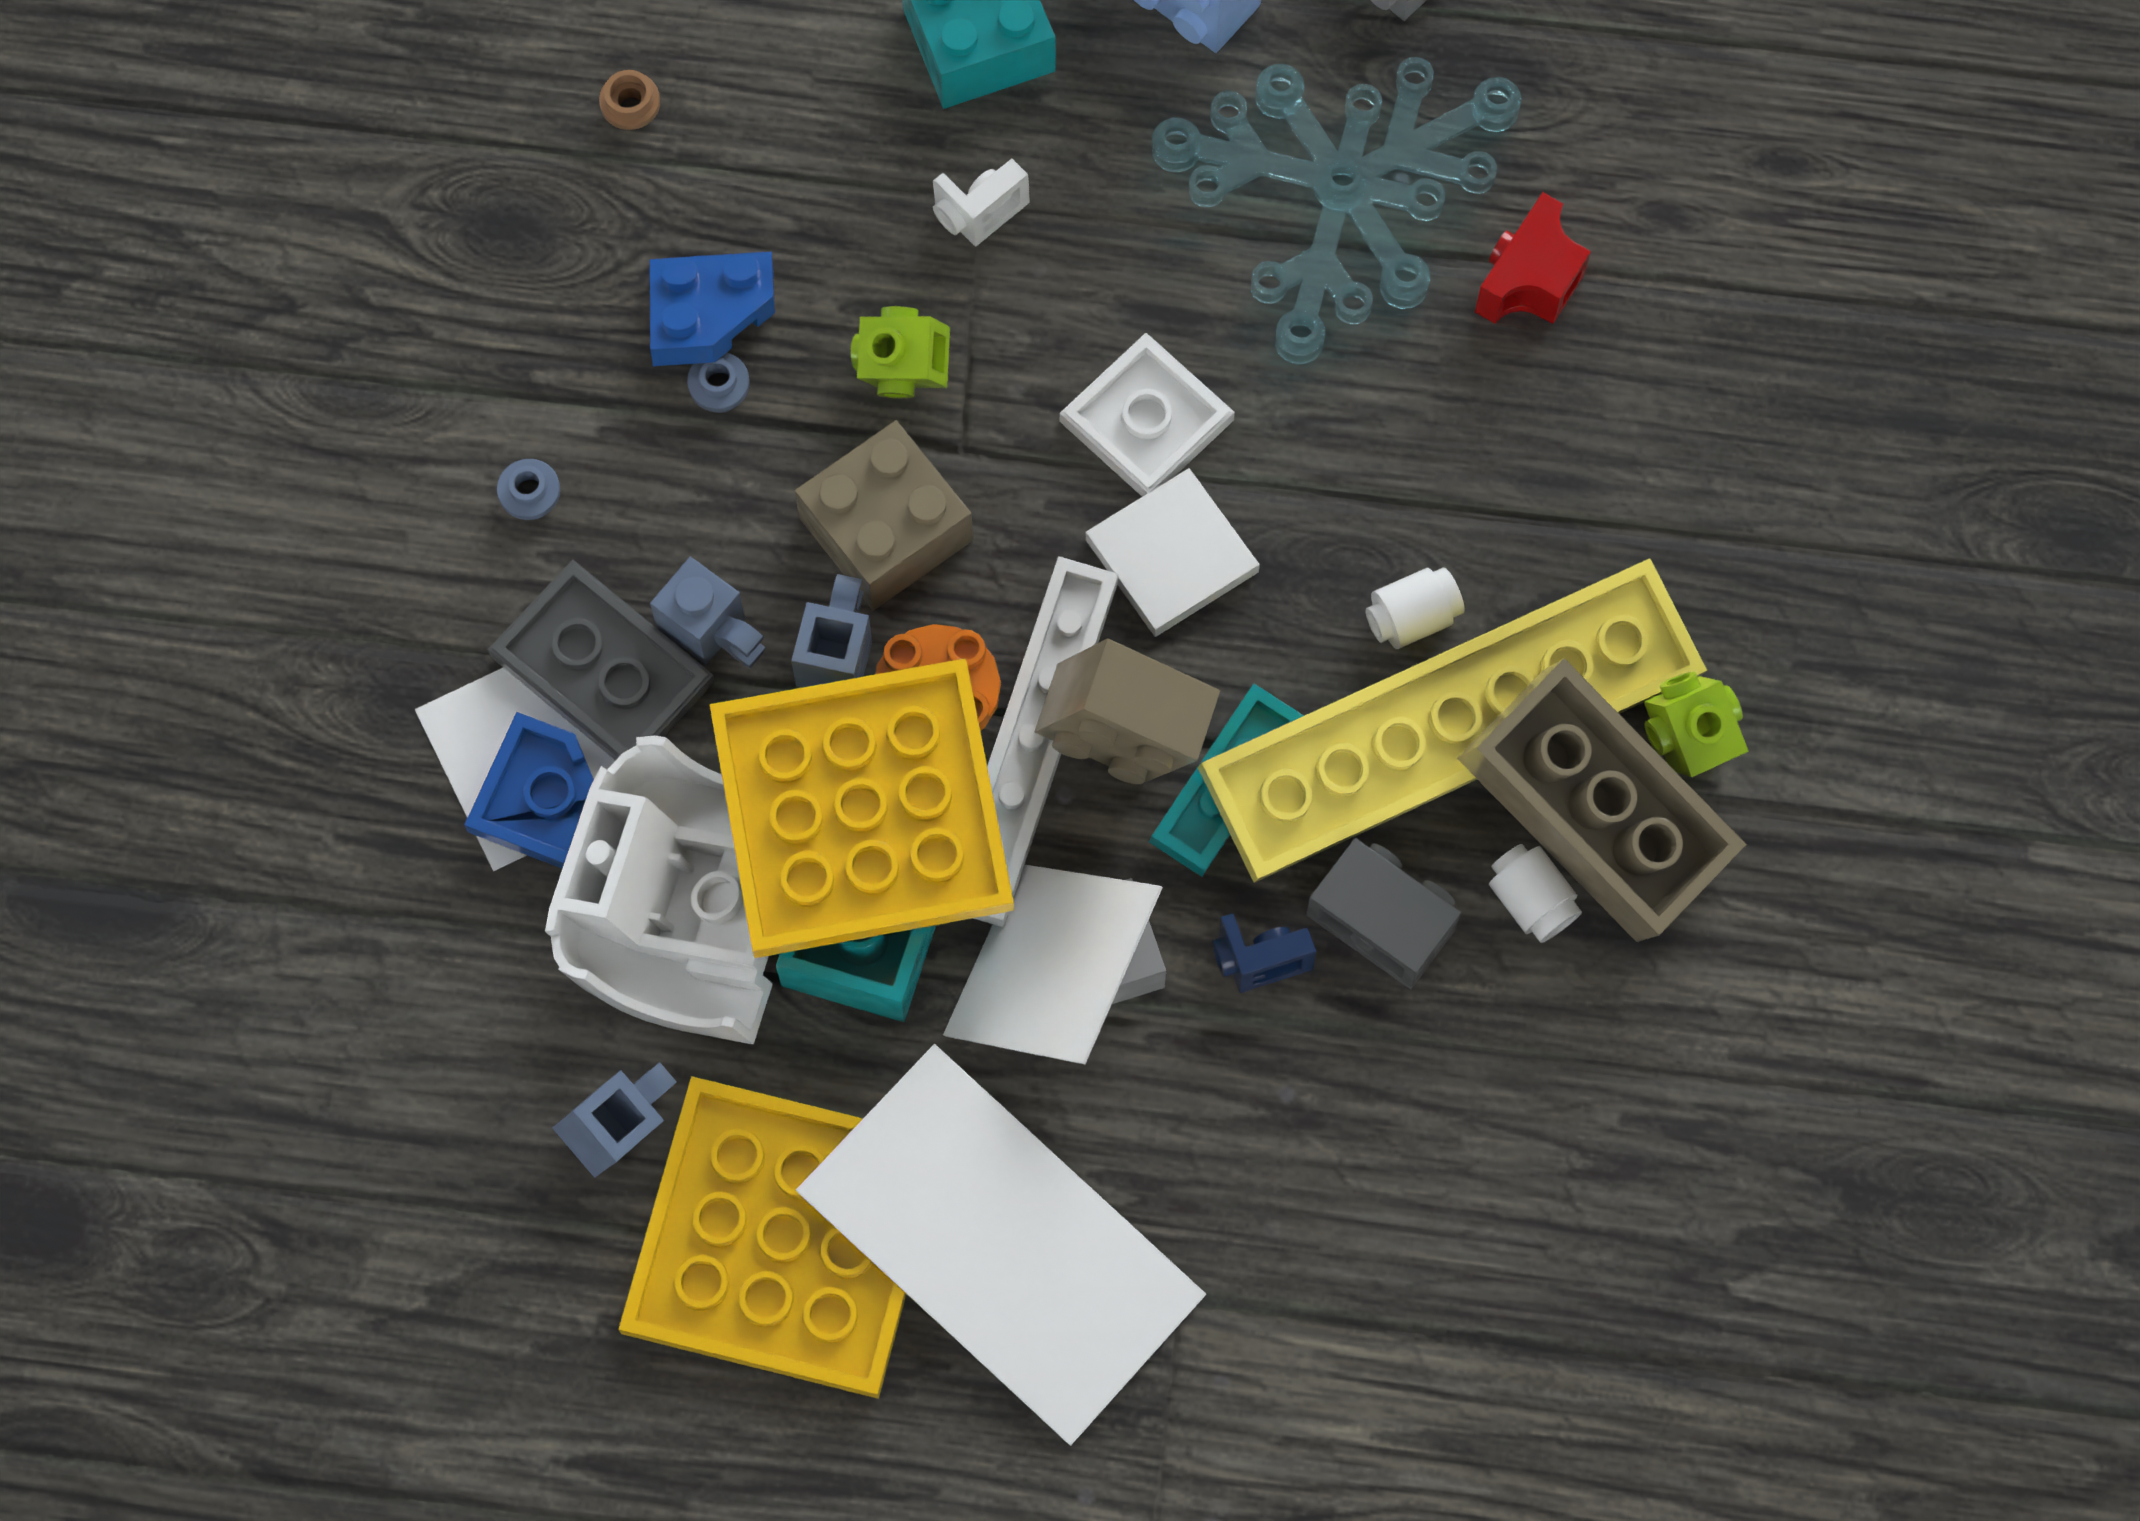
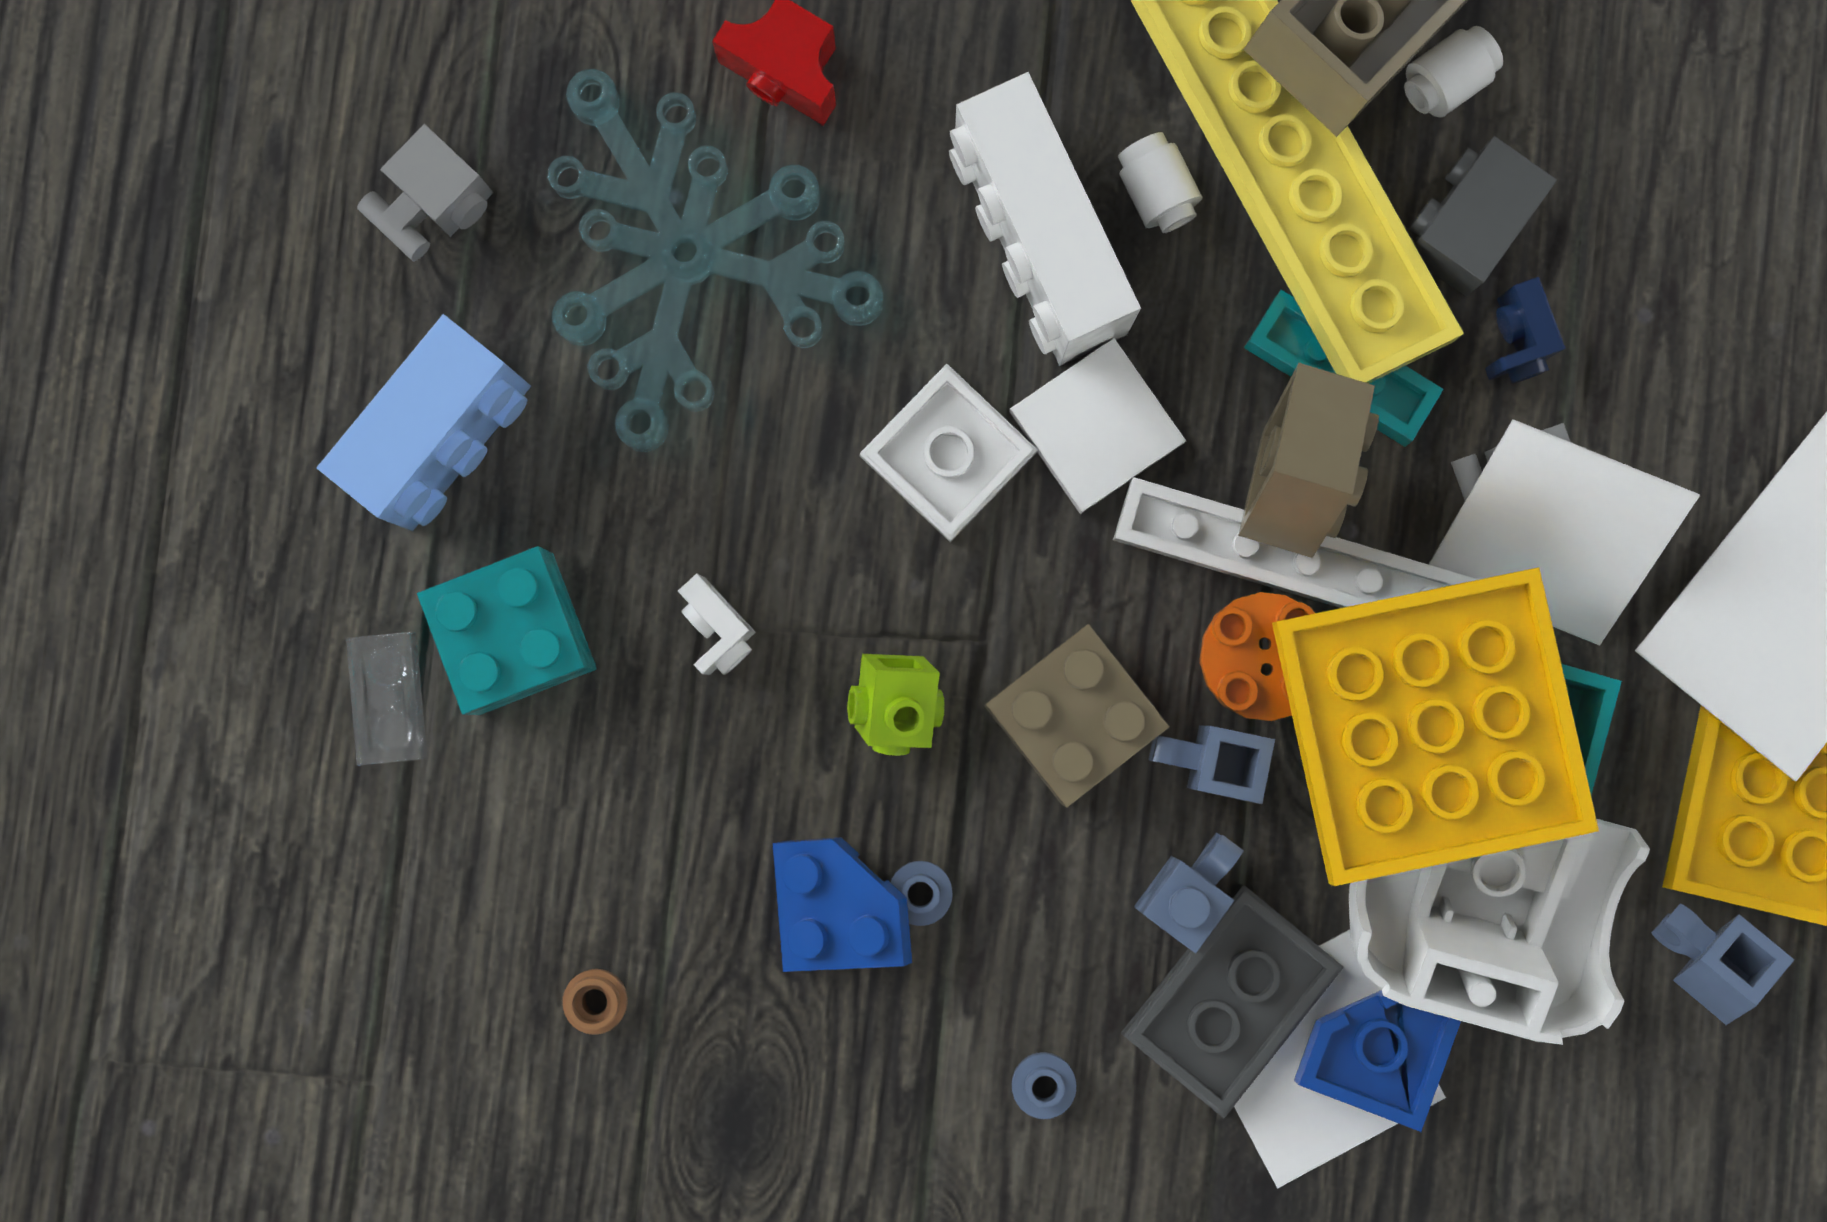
camera: 85 degrees left, 15 degrees up
(1367, 482) = (1042, 220): none -> white brick

